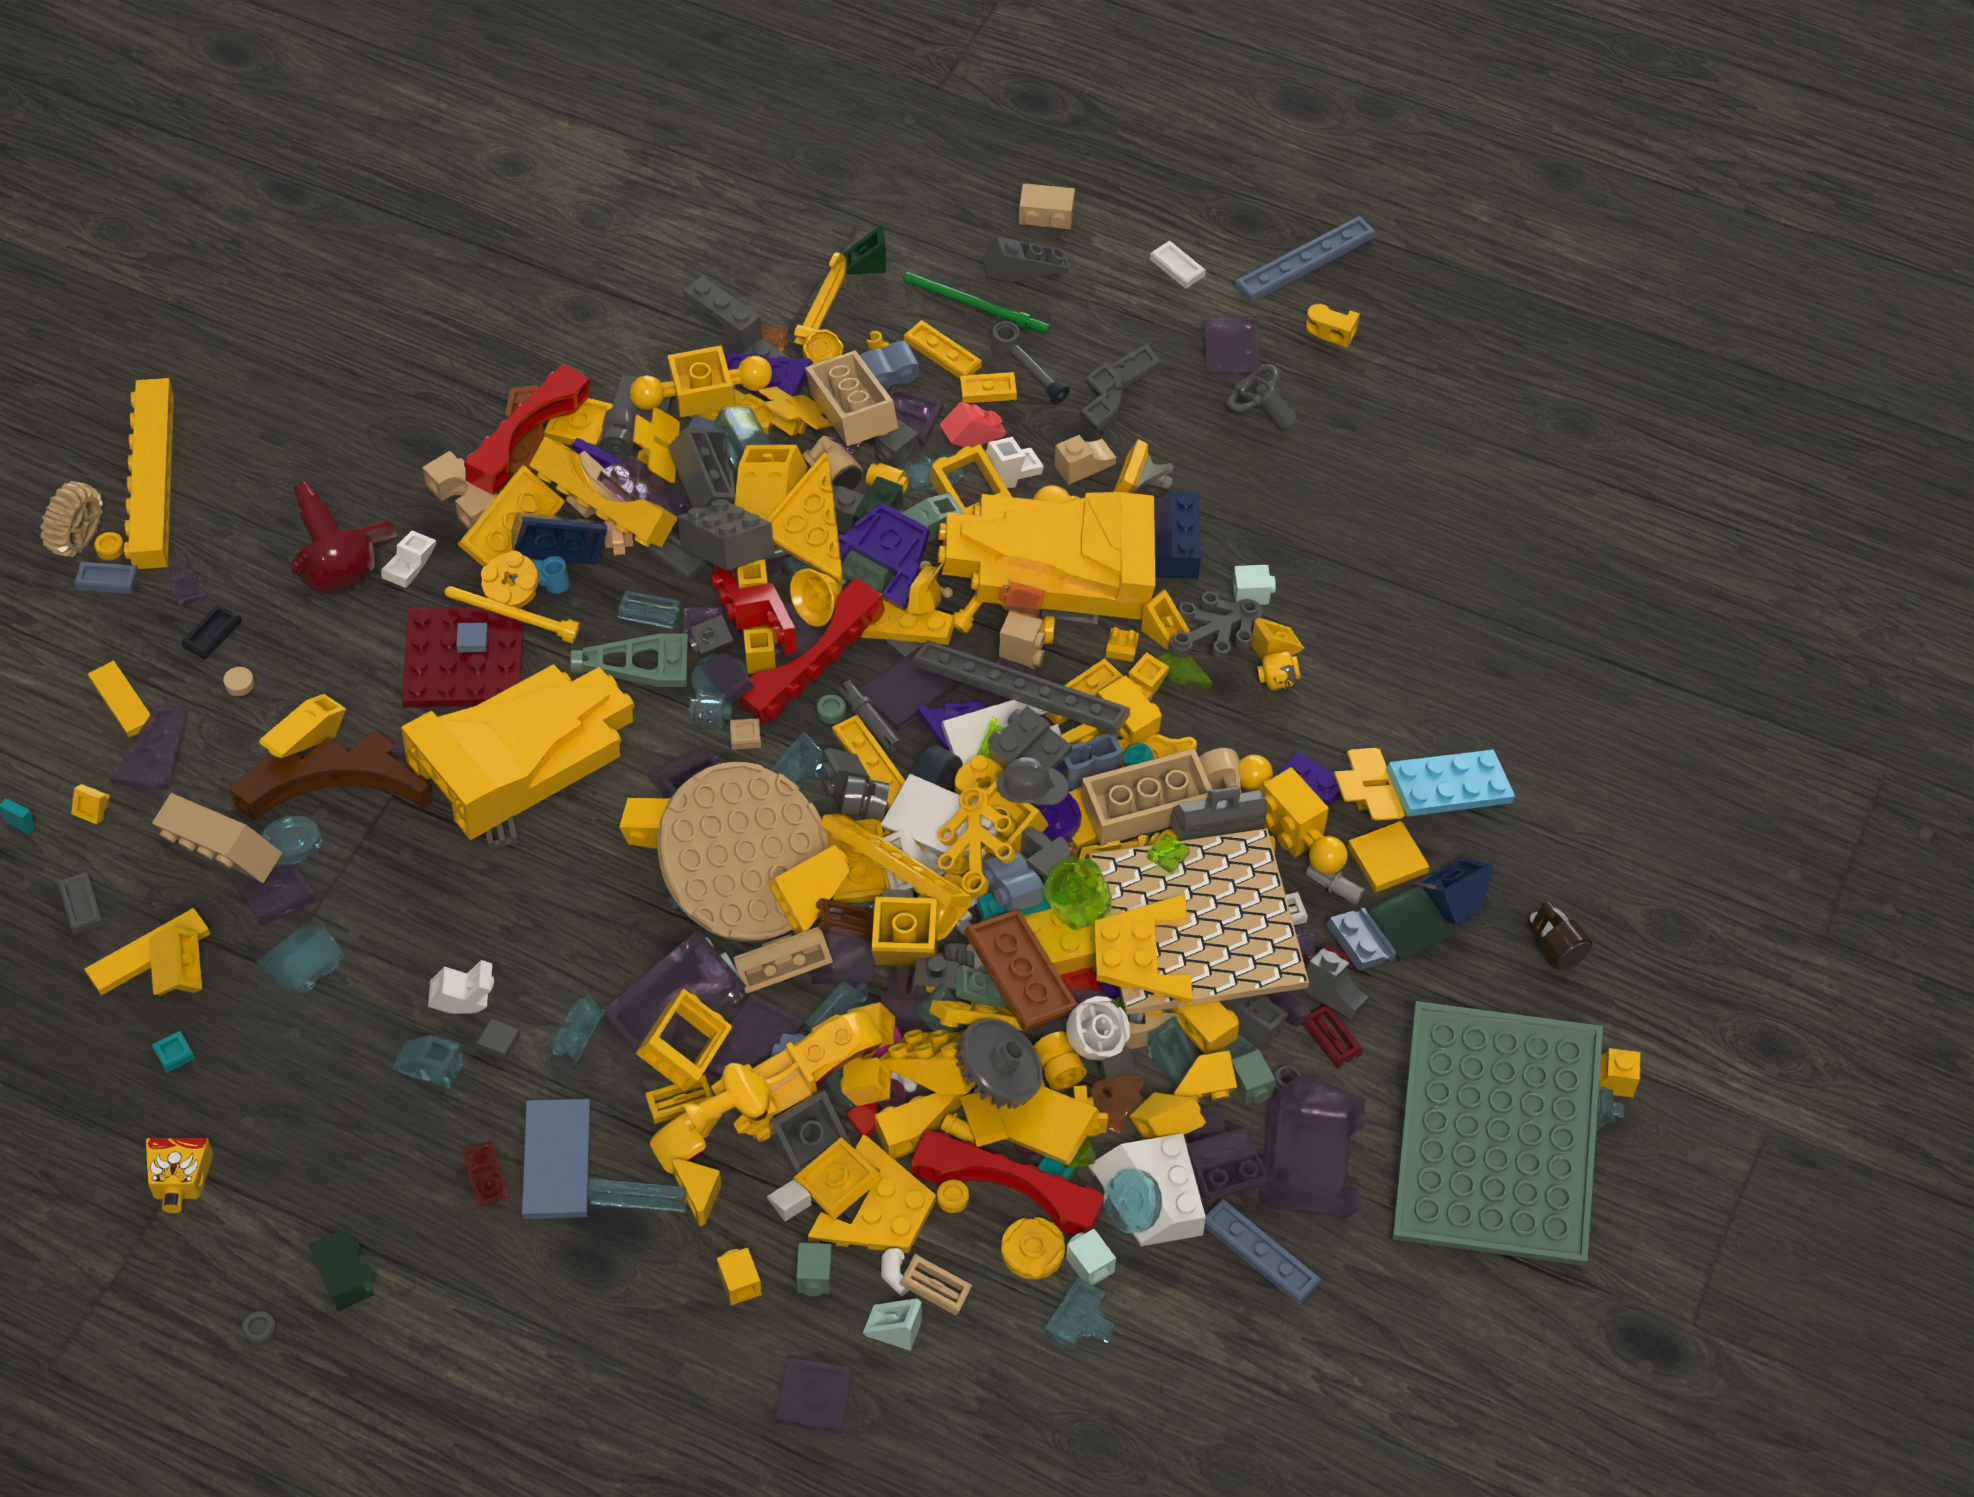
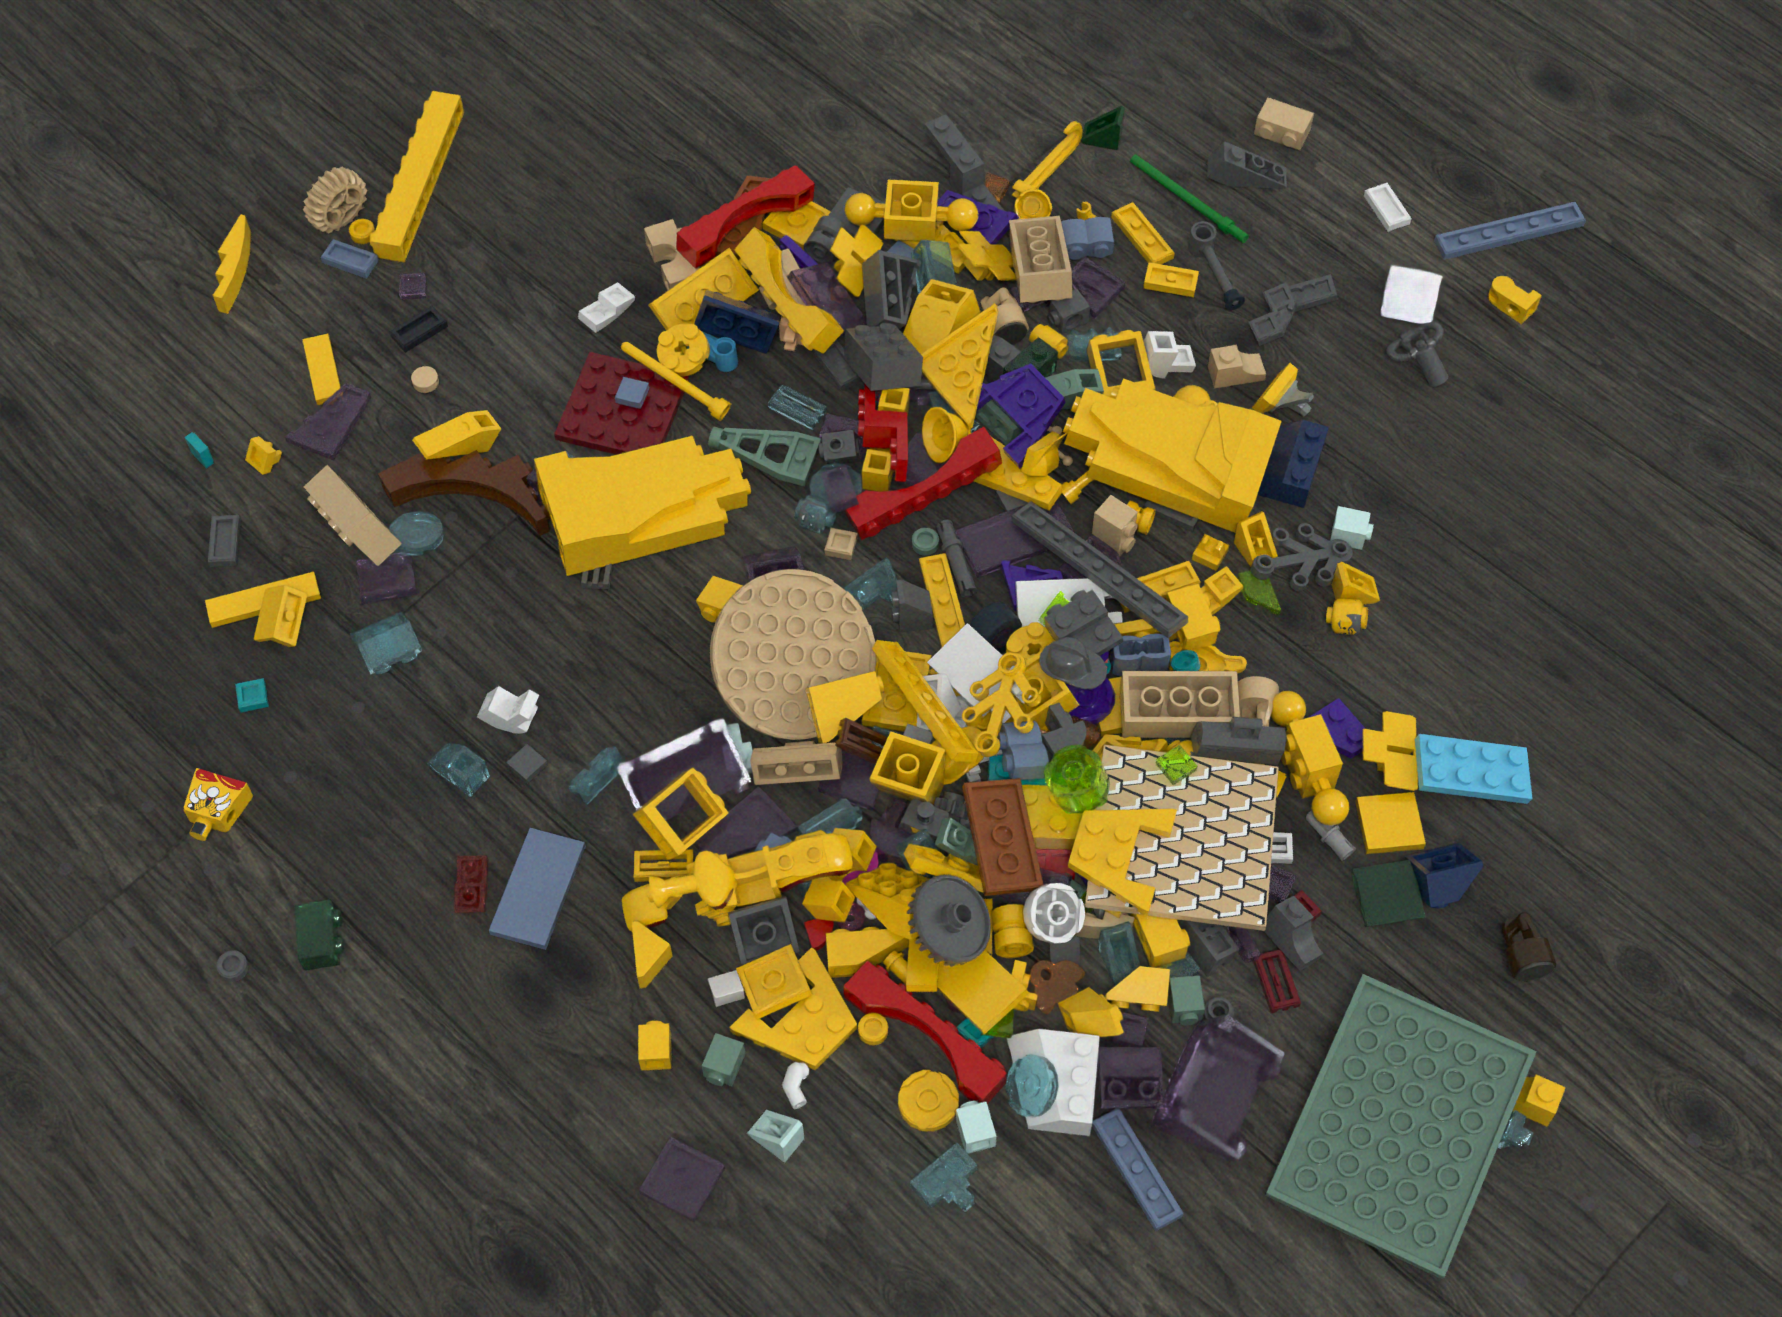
camera: 20 degrees right, 5 degrees up
(335, 557) = (538, 290): dark red piece -> none
(637, 1195) = (593, 944): clear light blue tile -> none
(865, 798) = (920, 634): dark grey wheel -> none
(928, 1293) = (818, 1117): tan tile -> none
(972, 425) = (1143, 312): coral slope -> none
(1021, 598) = (1125, 486): clear orange brick -> none
(1361, 939) = (1336, 895): sand blue plate -> none

